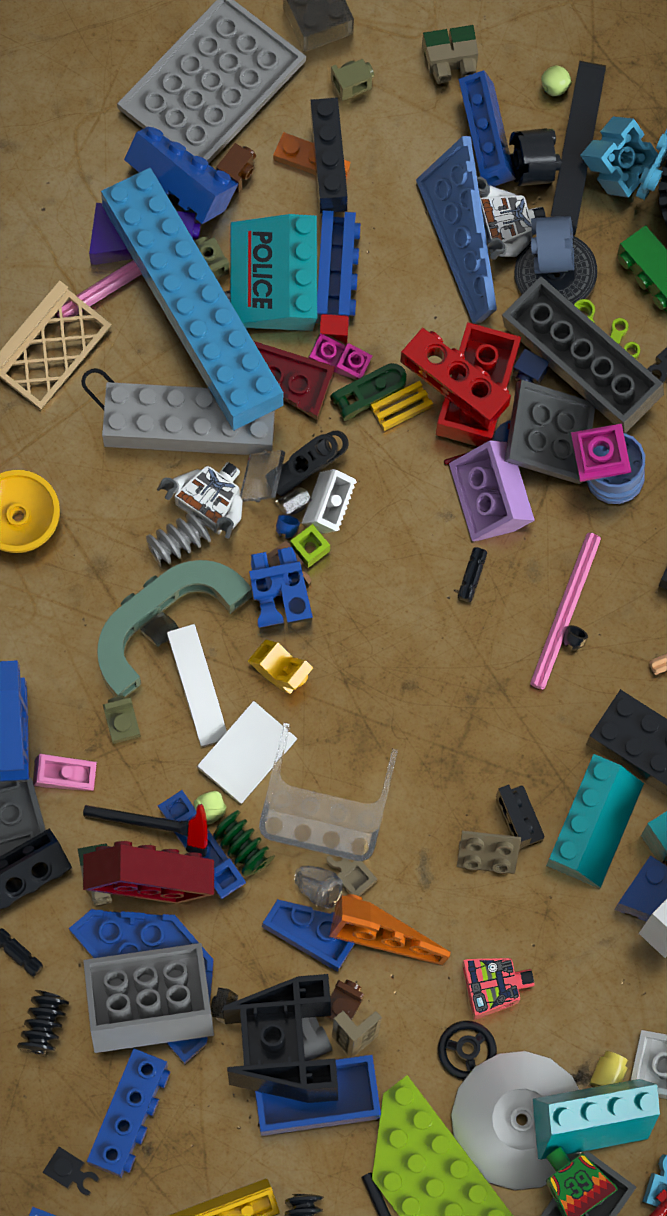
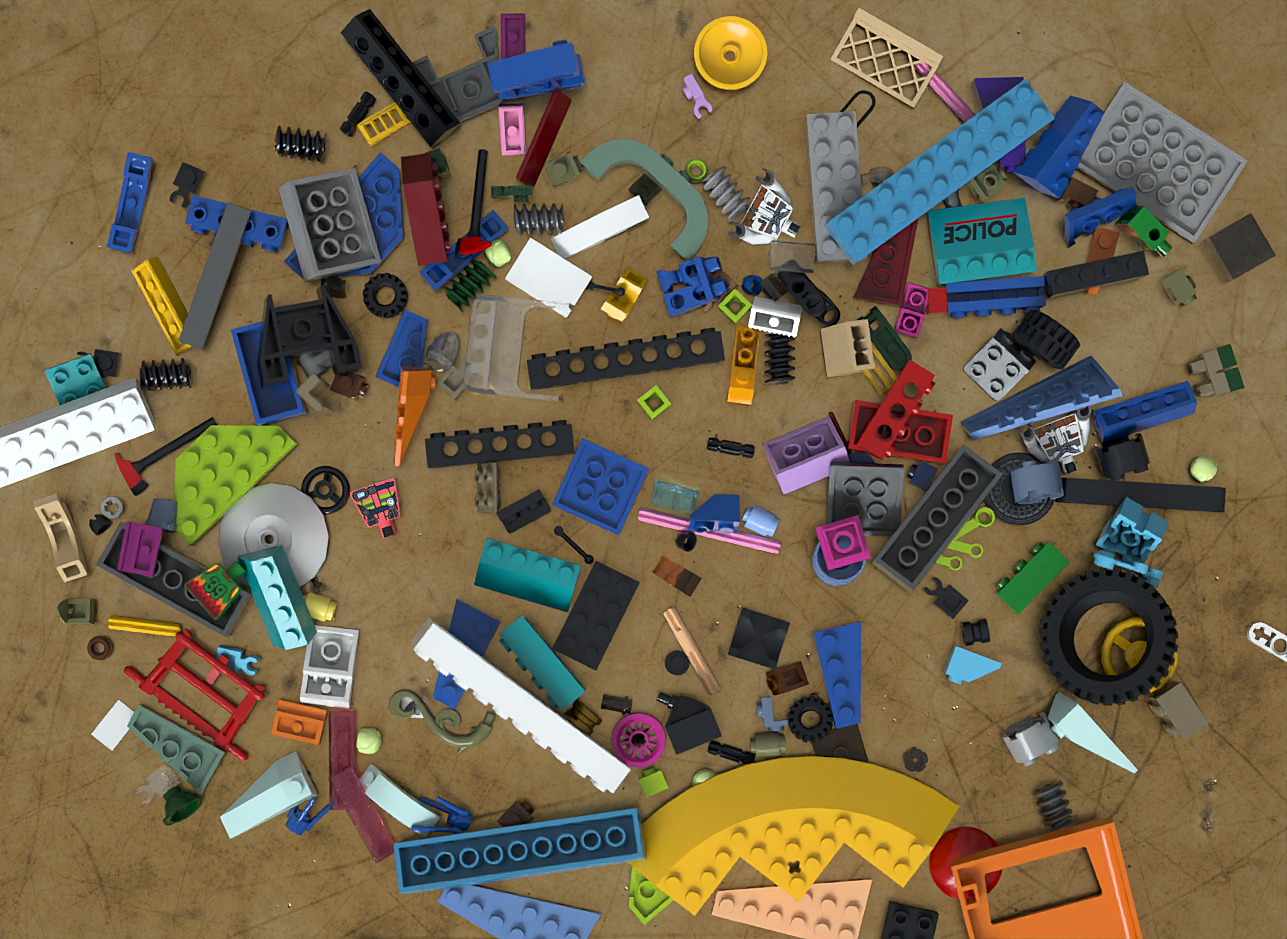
camera: 85 degrees right, 15 degrees up
(45, 942) = (380, 116): none -> yellow slope
(53, 560) = (692, 90): none -> lavender plate
(82, 739) = (543, 138): none -> dark red slope
(140, 564) = (696, 163): none -> lime plate
(142, 773) = (519, 193): none -> clear green plate
(175, 753) = (538, 219): none -> dark grey piece
(183, 372) = (877, 175): none -> clear cylinder
(191, 1144) = (215, 275): none -> dark grey tile
(241, 928) = (395, 306): none -> black tyre
(265, 161) = (1087, 218): none -> blue wing
(276, 667) = (620, 291): none -> black hinge
(284, 104) = (1137, 226): none -> green torso
(365, 777) = (541, 380): none -> black brick
(377, 424) = (847, 348): none -> tan brick
(377, 505) = (779, 359): none -> black piece
(381, 546) = (743, 365): none -> light orange slope
(394, 215) = (1046, 339): none -> black tyre
(413, 642) = (655, 393): none -> lime plate
(415, 273) = (1000, 364): none -> bracket
(443, 759) = (438, 458): none -> black brick
(501, 725) = (600, 486): none -> blue plate
(523, 642) = (674, 497): none -> clear light blue hips
(547, 781) = (558, 530): none -> black hinge
(550, 592) = (717, 514): none -> blue slope
(561, 550) = (760, 520): none -> light blue brick
(616, 650) = (677, 576): none -> leg

